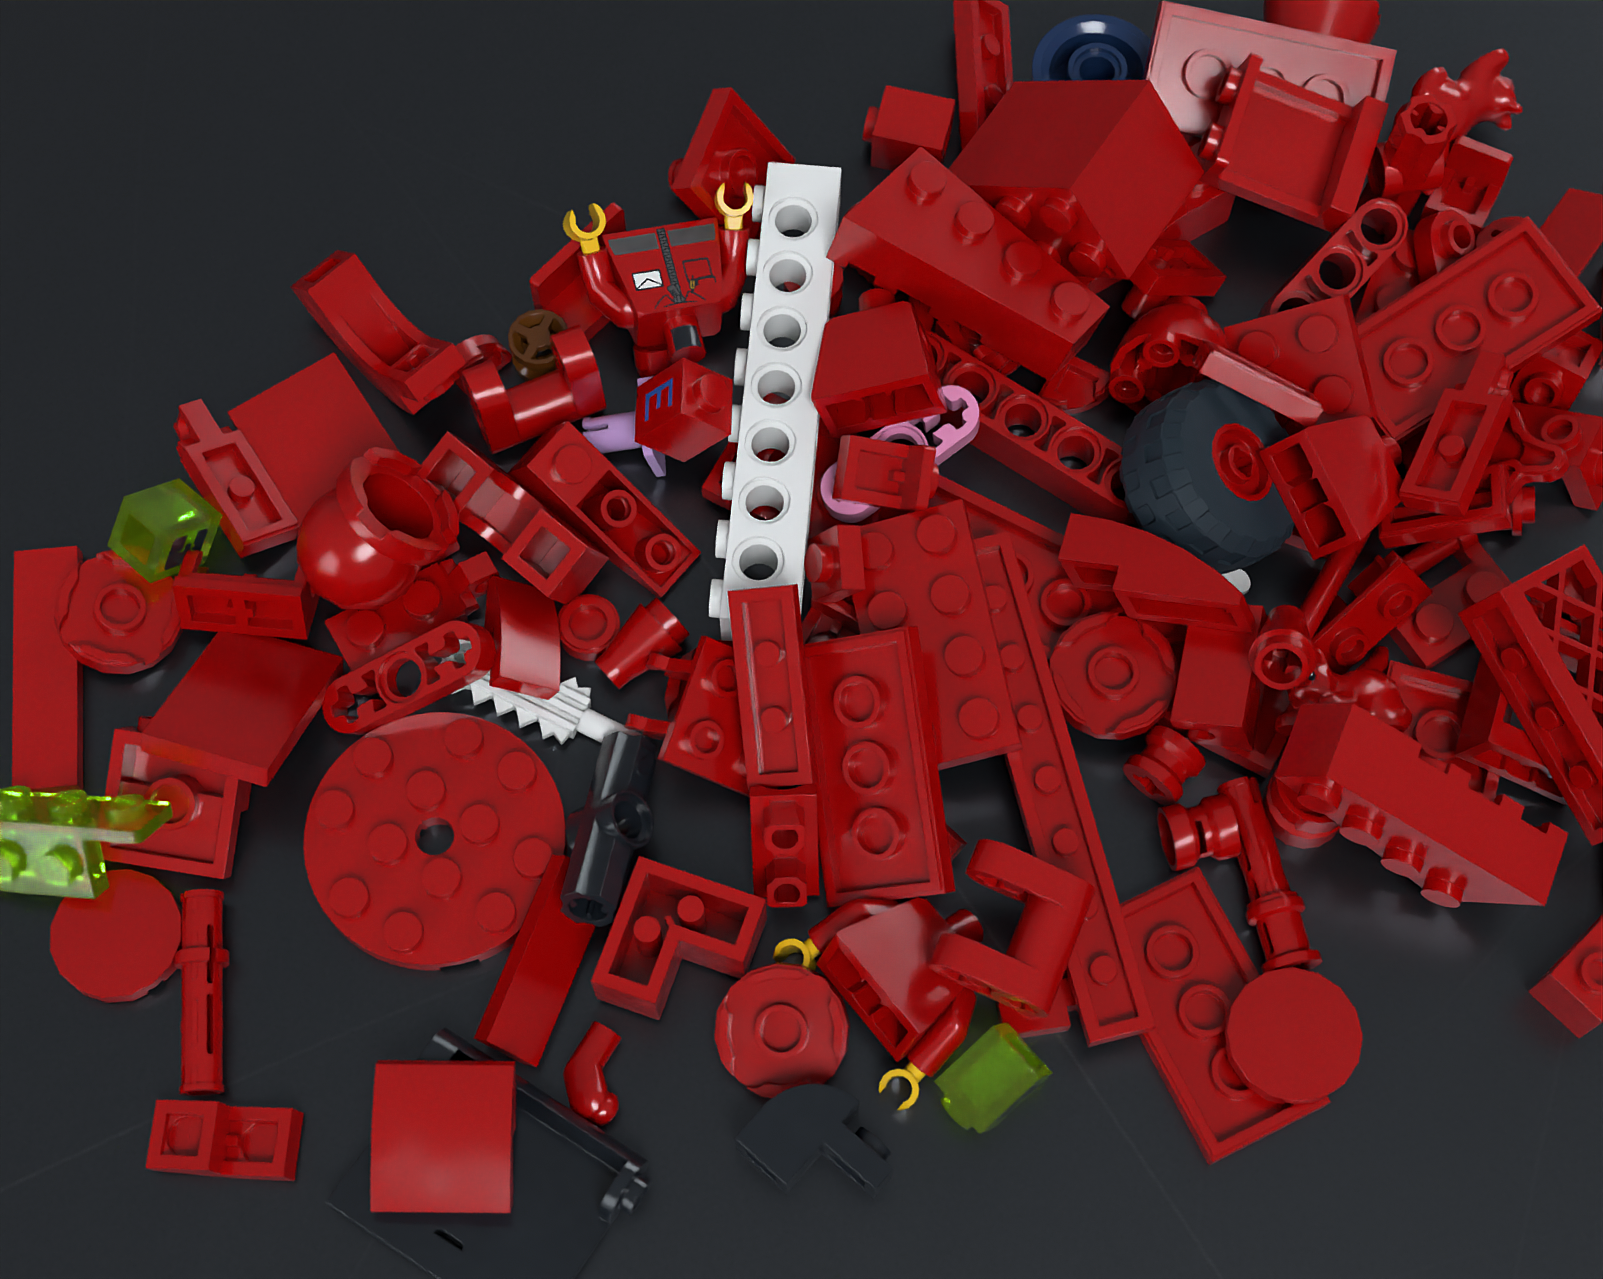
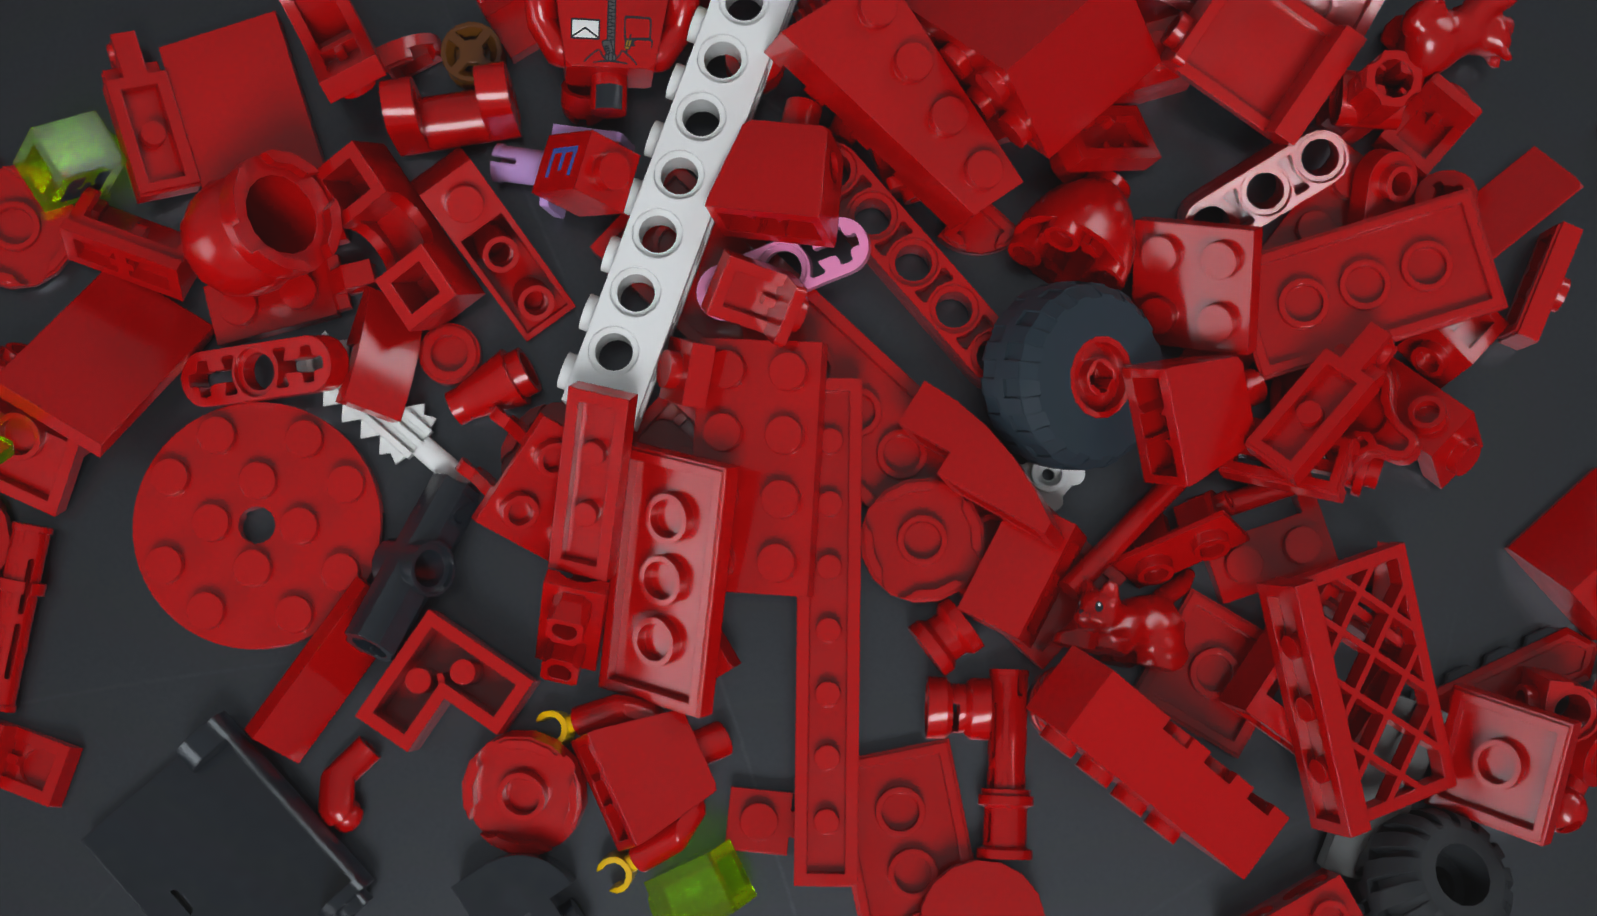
camera: 10 degrees right, 15 degrees up
(443, 1136) = (193, 815): red slope -> none
(1043, 937) = (770, 791): red connector -> none
(1257, 383) = (1141, 300): tile -> none
(1283, 649) = (1080, 574): red cone -> none

